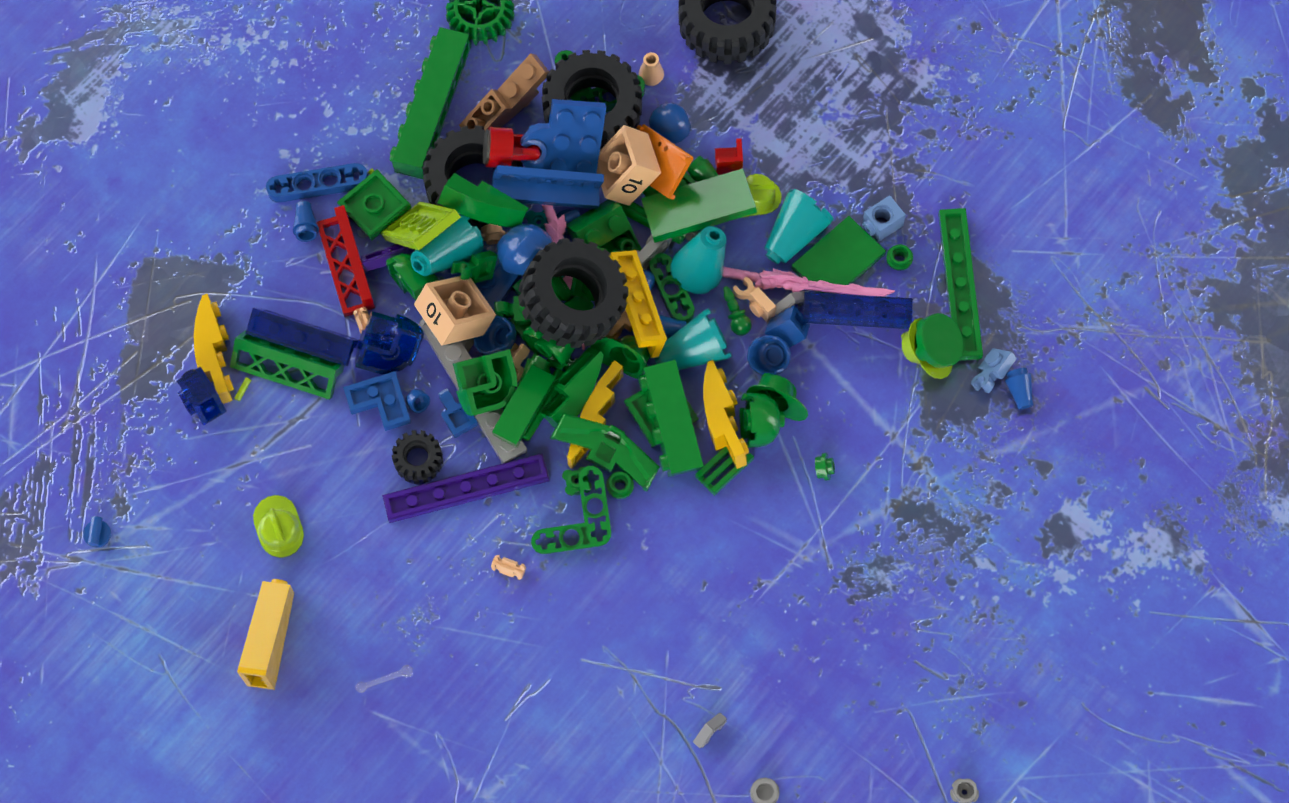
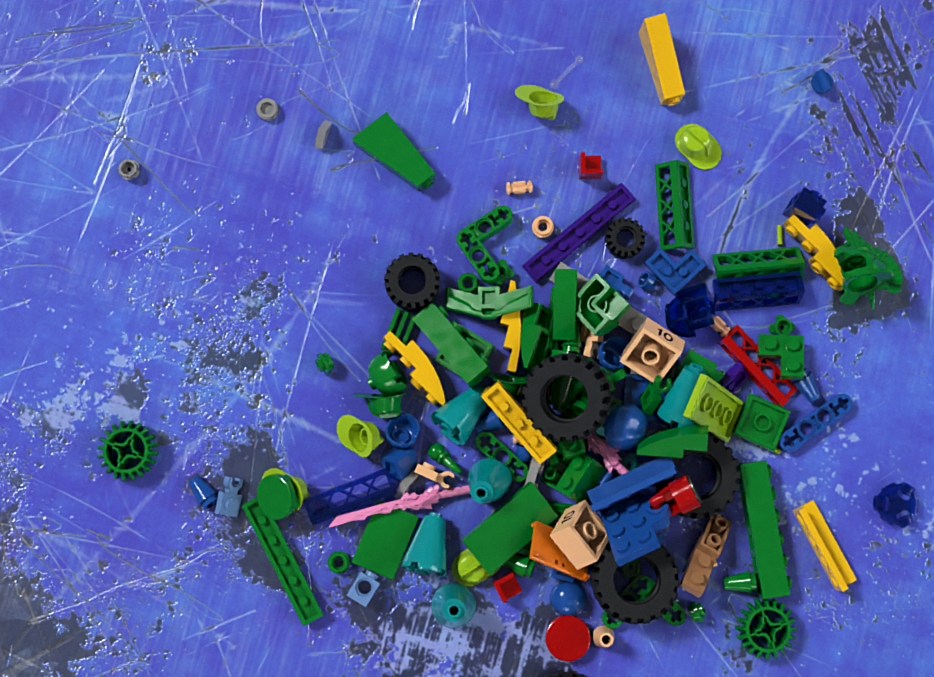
camera: 145 degrees right, 15 degrees up
(172, 299) = (865, 269): none -> green piece
(279, 69) = (896, 504): none -> clear blue piece
(293, 284) = (781, 321): none -> green plate
(304, 260) = (787, 349): none -> green plate
(333, 467) = (681, 202): none -> green fence
(375, 63) = (824, 545): none -> yellow fence
(415, 552) = (589, 167): none -> red panel
(433, 654) = (540, 101): none -> lime piece
(481, 63) = (741, 582): none -> green cone
(502, 503) = (542, 220): none -> light nougat plate
(544, 53) = (696, 611): none -> green plate
(636, 673) = (395, 152): none -> green slope
(683, 488) = (407, 263): none -> black tyre
(689, 86) = (567, 638): none -> red tile
(795, 161) = (453, 595): none -> teal cone
(819, 370) = (358, 435): none -> lime piece
(1082, 458) = (123, 459): none -> green gear

